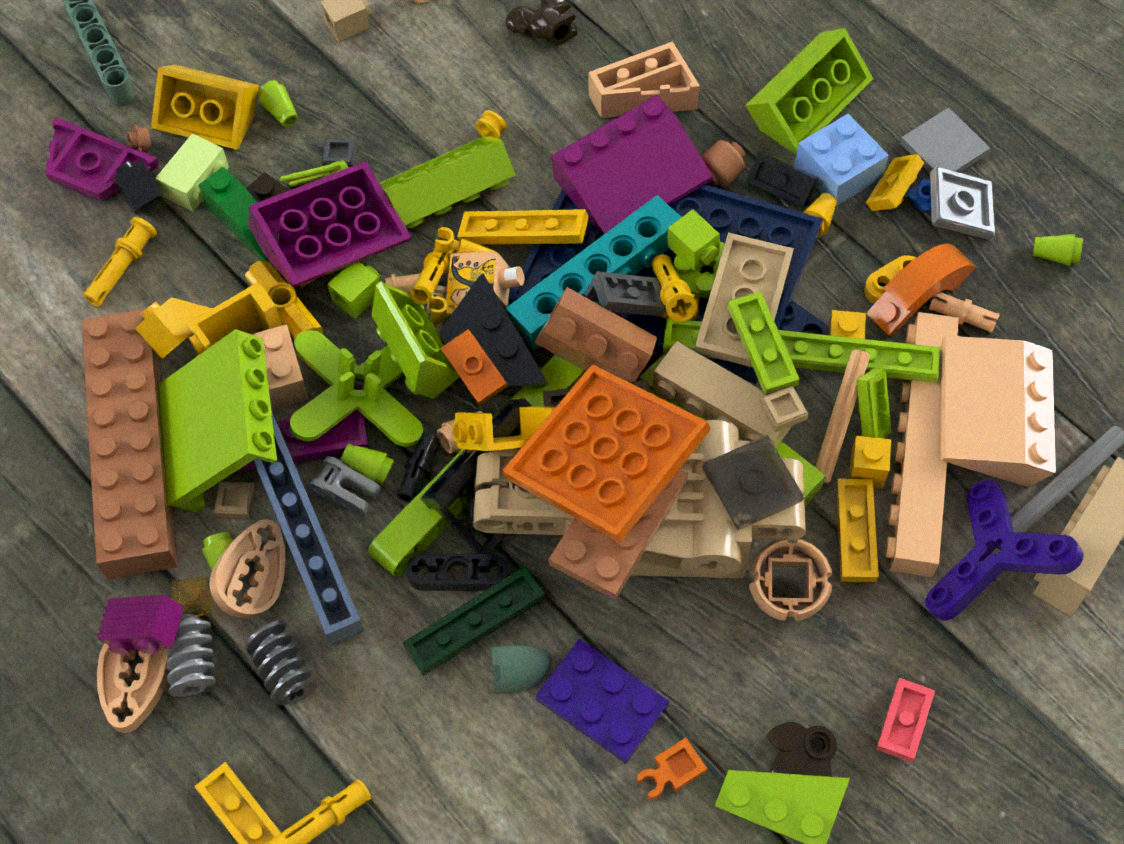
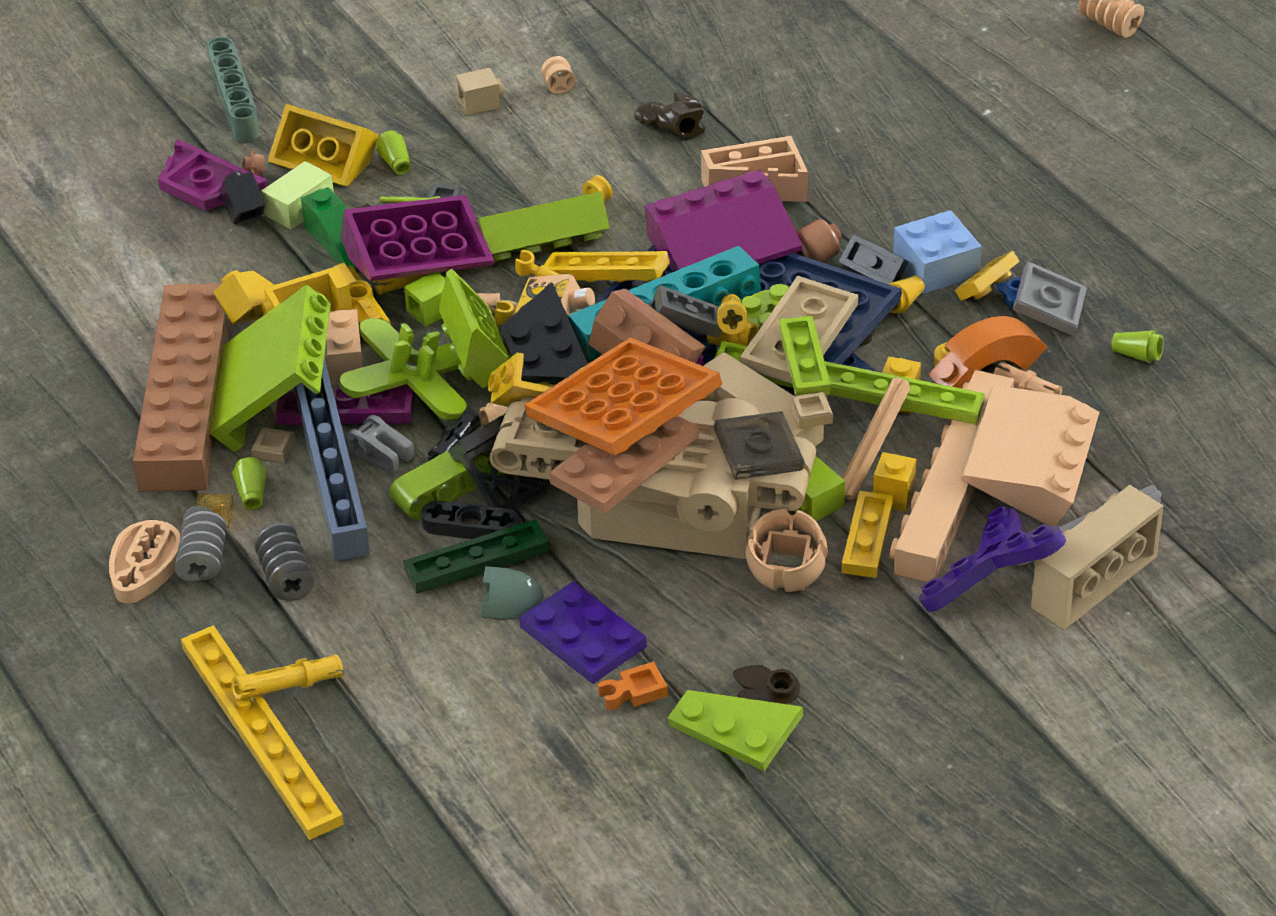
camera: 10 degrees right, 20 degrees down
(126, 250) = (220, 247): yellow pin -> none
(140, 624) = (162, 505): magenta brick -> none
(232, 566) = (264, 476): light nougat piece -> none
(367, 462) = (409, 425): lime cone -> none
(434, 268) = (509, 287): yellow pin -> none
(474, 367) = (522, 339): orange plate -> none
(694, 240) = (762, 279): lime brick -> none
(810, 89) = (933, 187): lime slope -> none
(874, 404) = (909, 430): lime plate -> none
(905, 720) = (872, 678): coral plate -> none
(945, 143) = (1051, 250): light grey tile -> none

